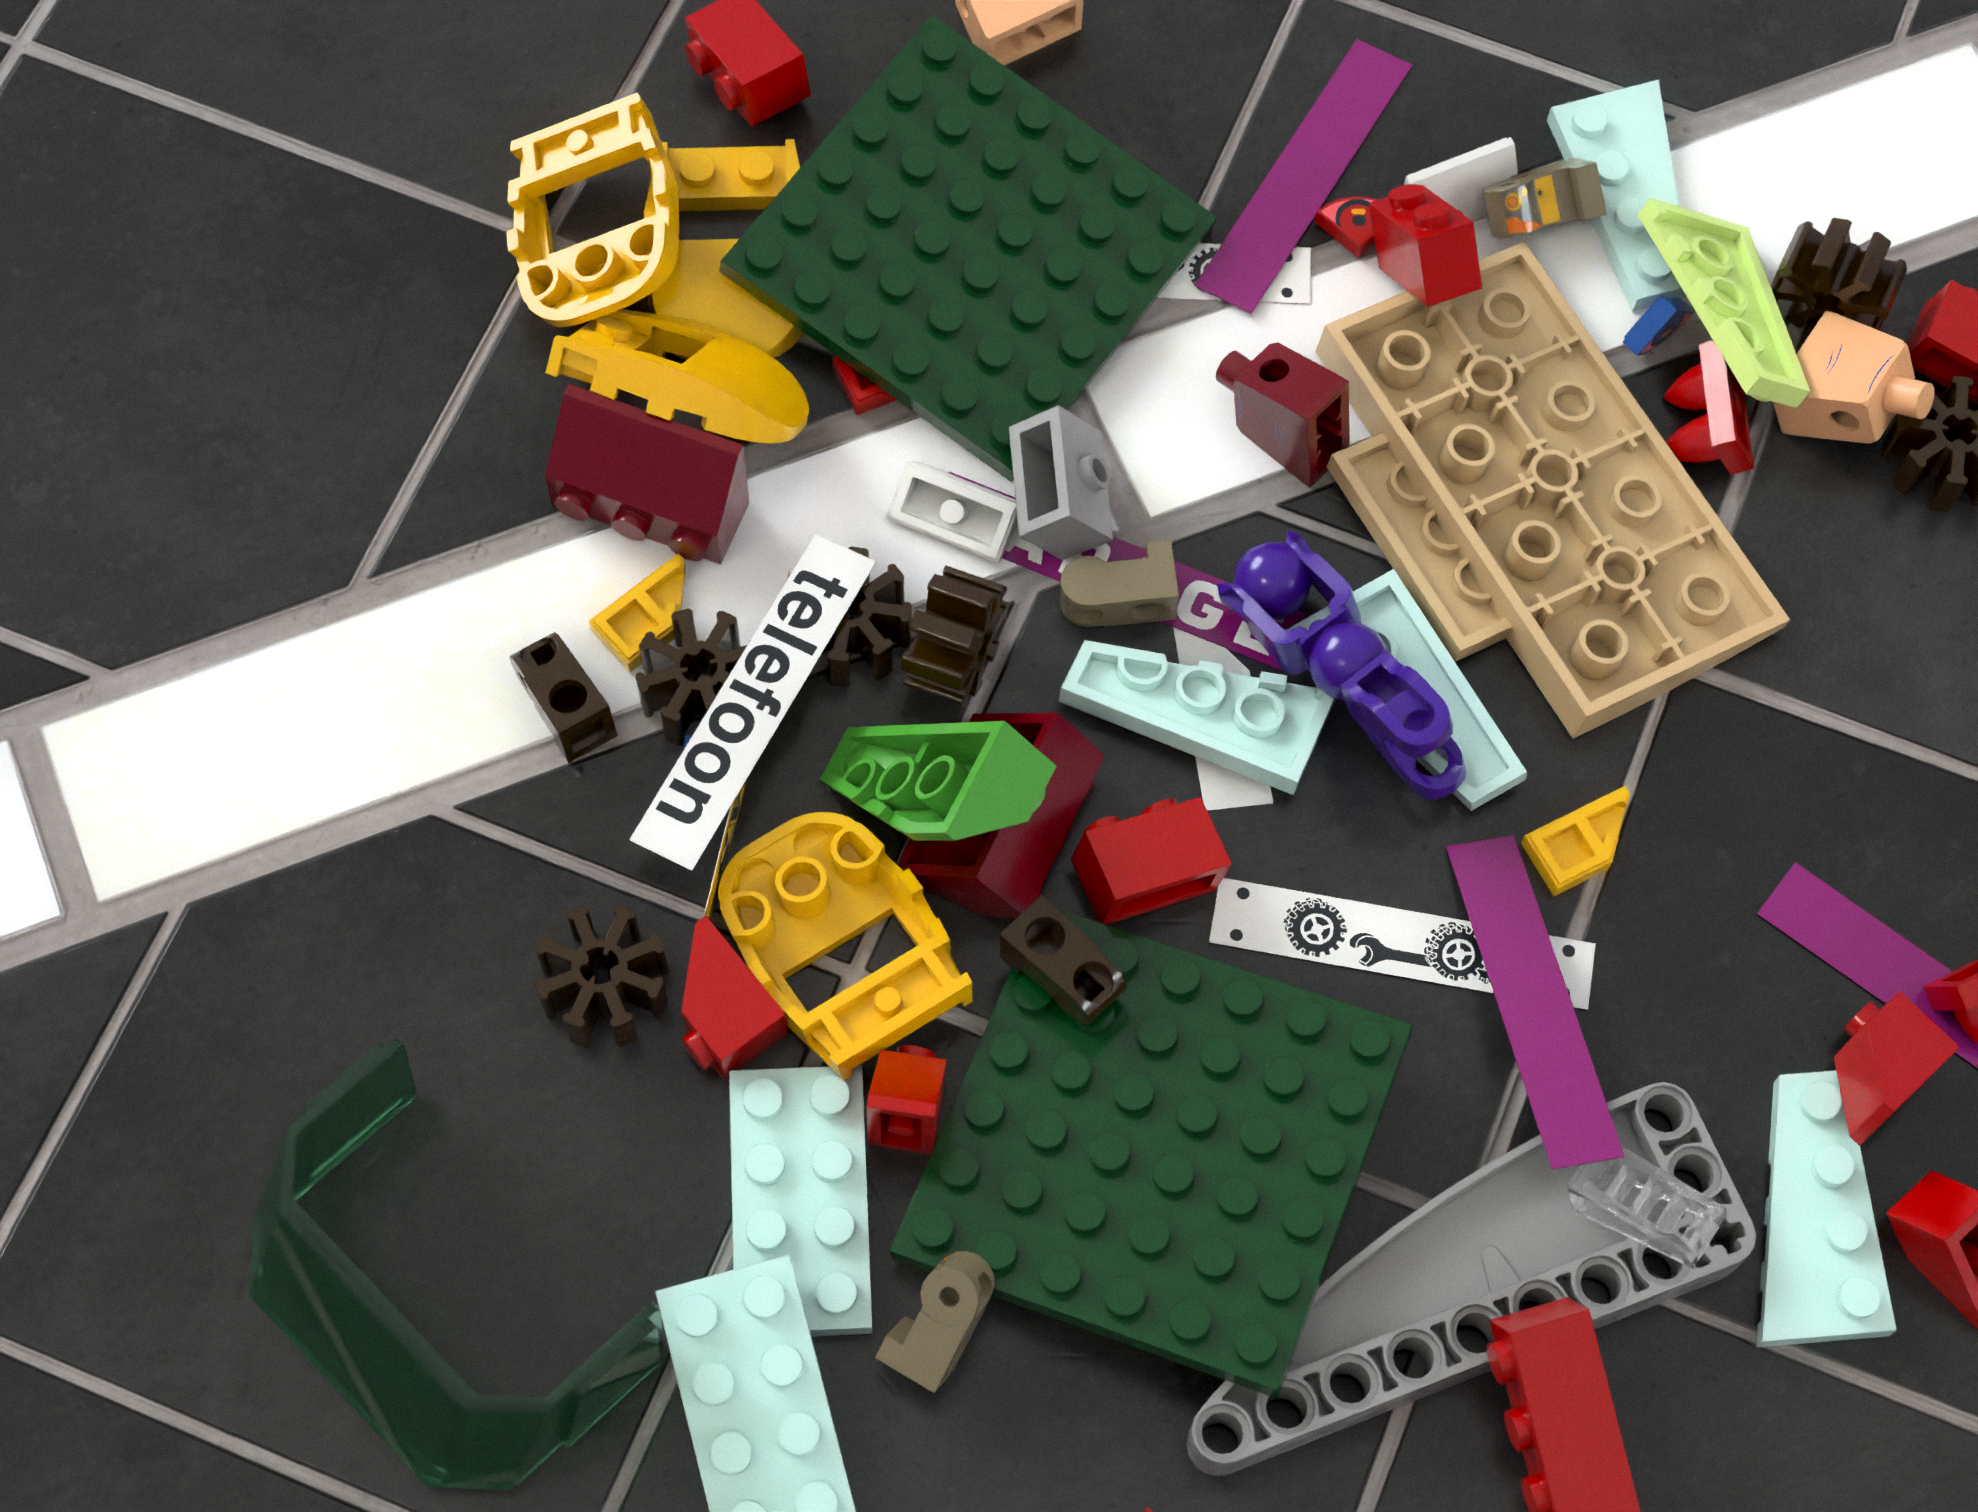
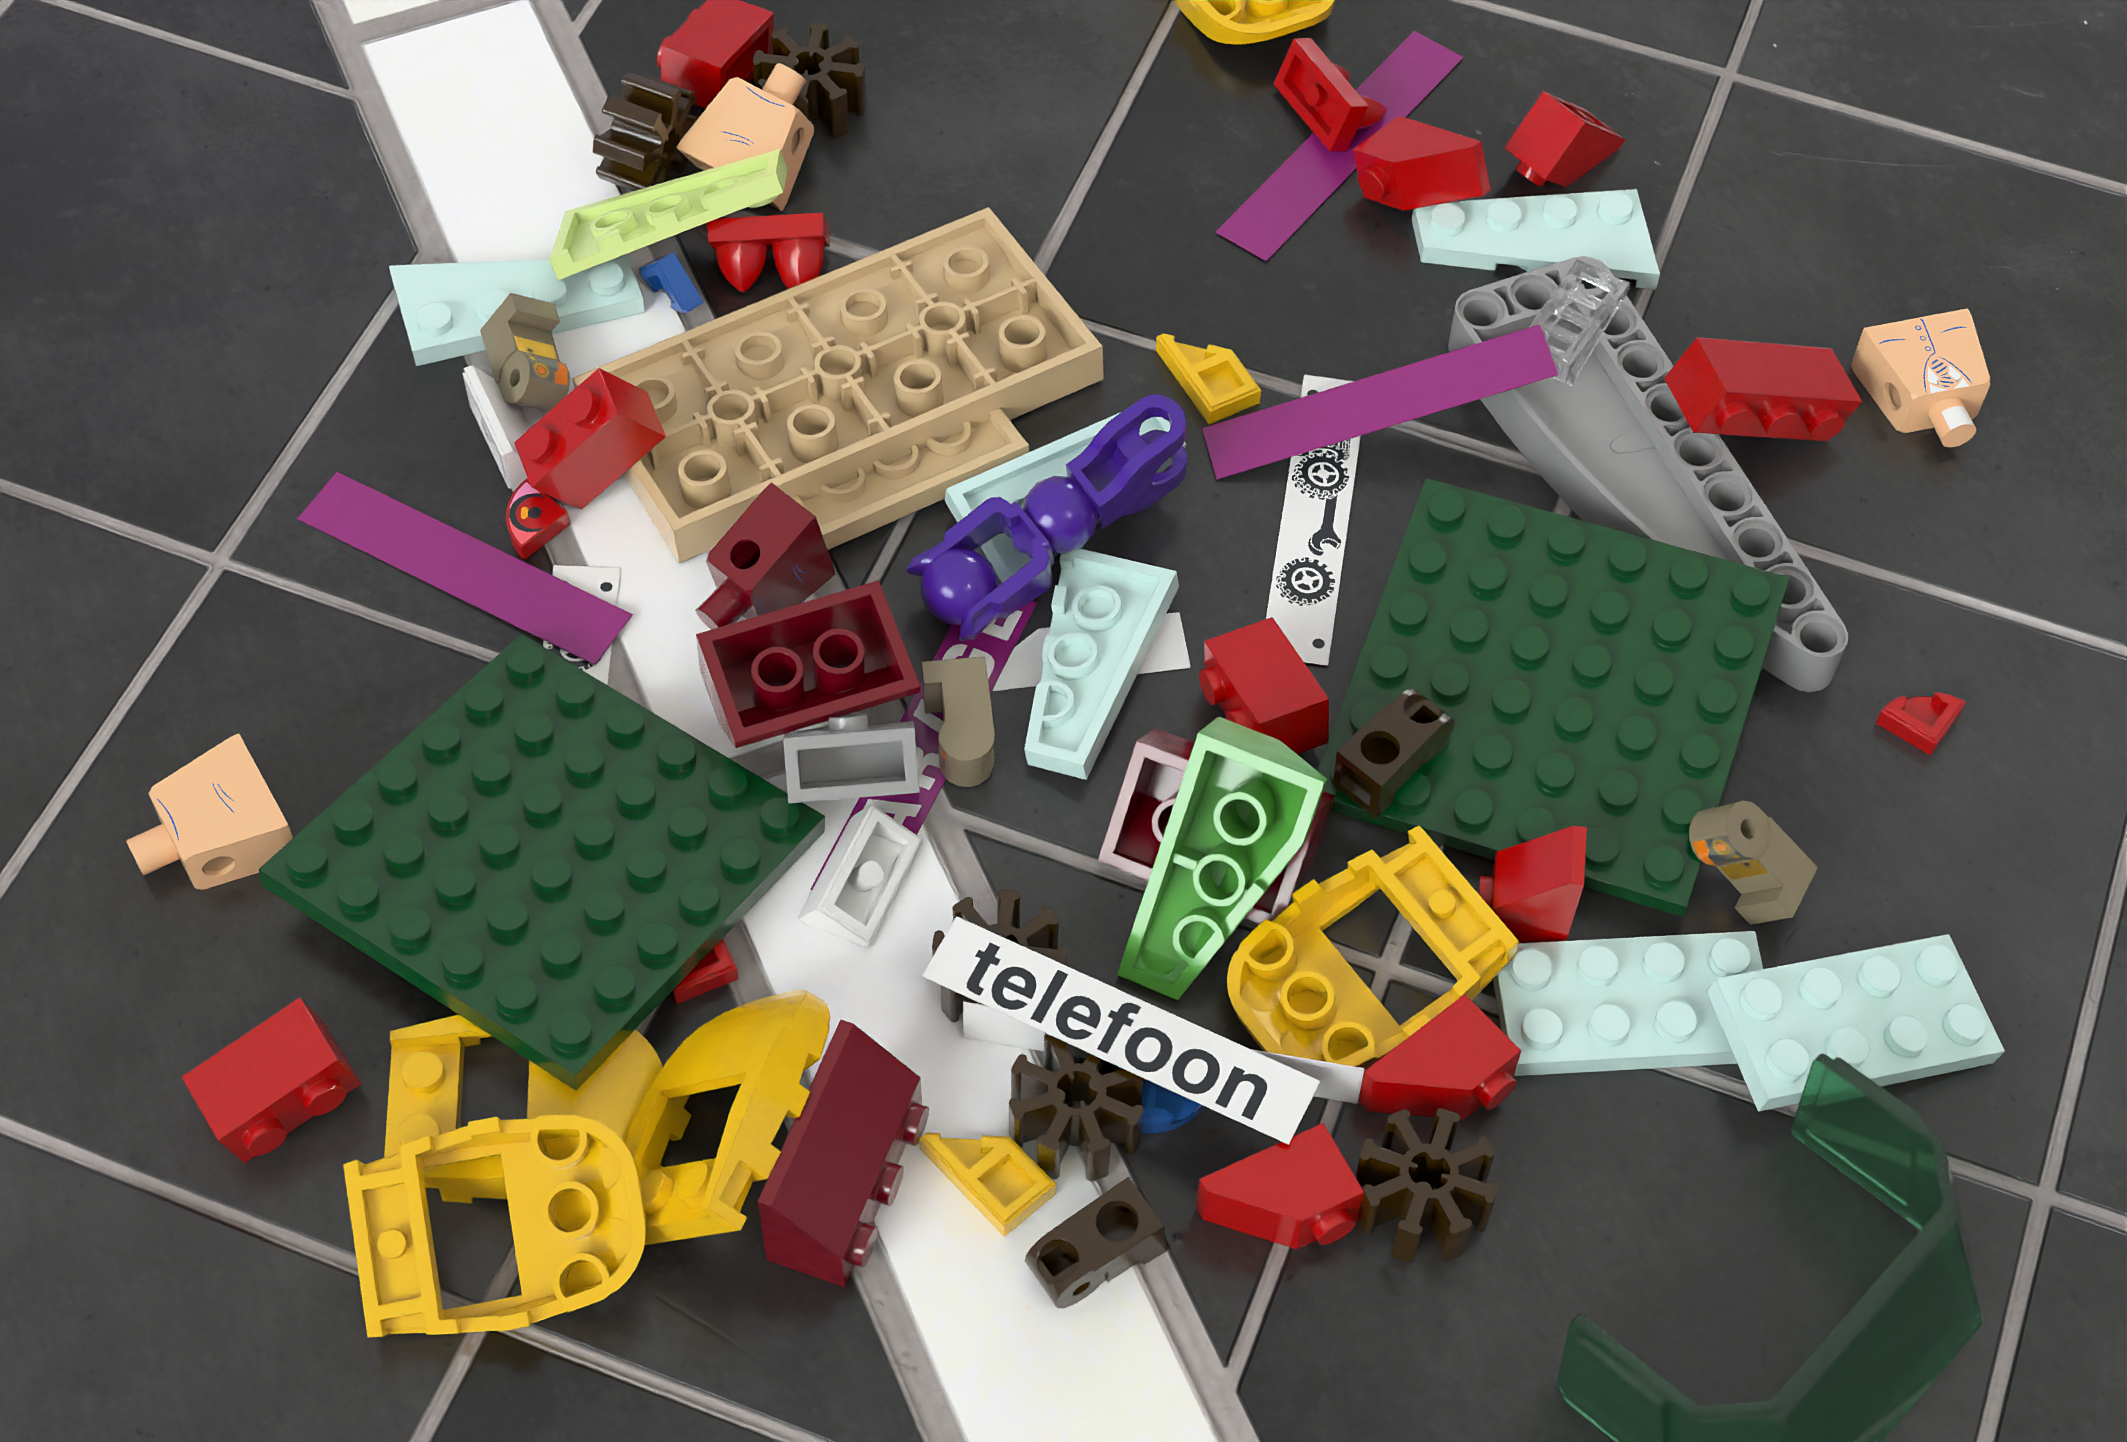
camera: 90 degrees left, 10 degrees down
(598, 858) = (1286, 1192): none -> red slope
(954, 635) = (1033, 850): dark brown gear -> none
(1161, 442) = (805, 664): none -> dark red slope

